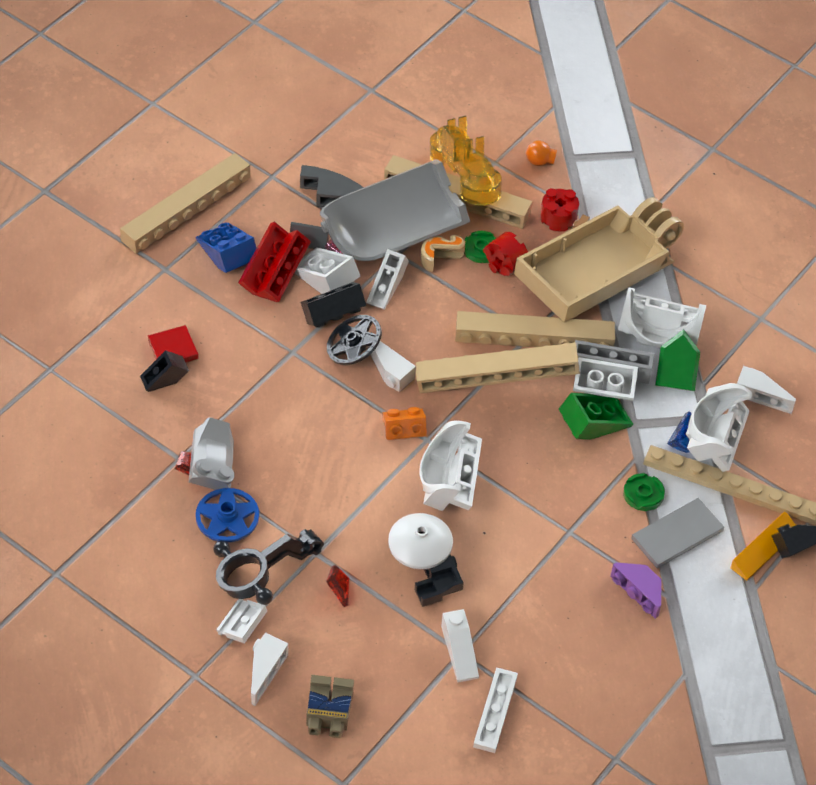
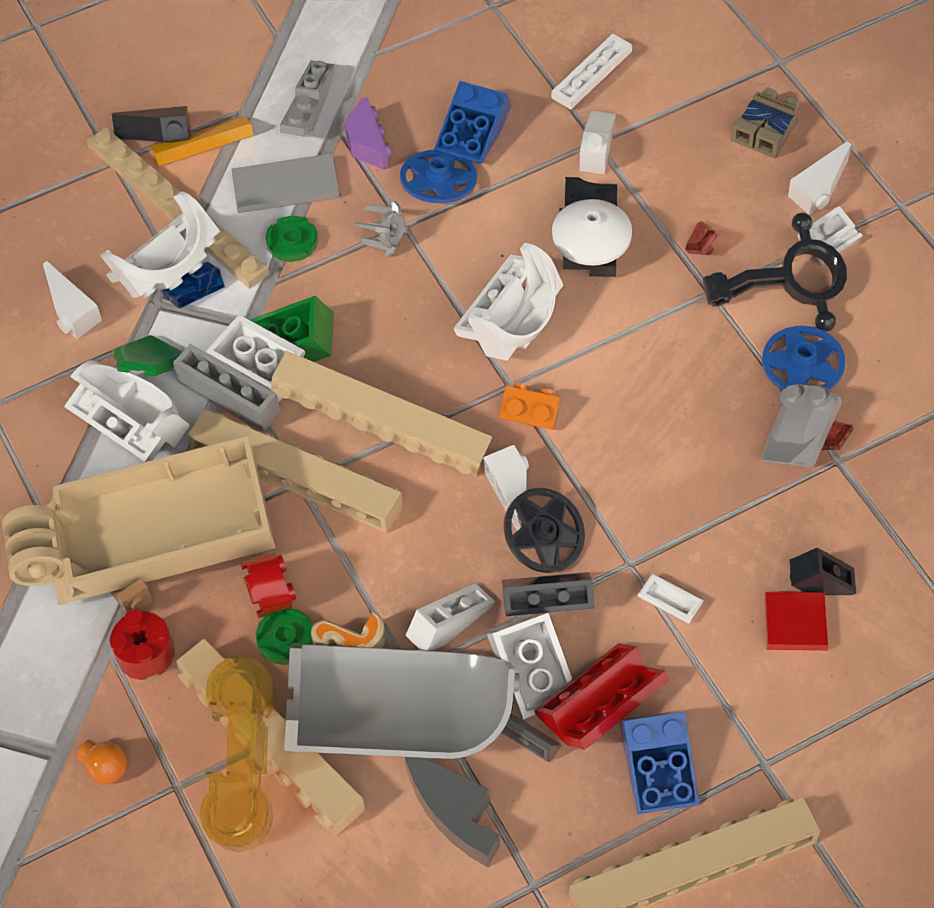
camera: 150 degrees left, 5 degrees up
(257, 334) = (670, 598): none -> white tile
(564, 624) = (473, 122): none -> blue slope
(565, 572) = (438, 175): none -> blue wheel
(573, 508) = (390, 215): none -> light grey piece
(704, 599) = (309, 99): none -> light grey slope

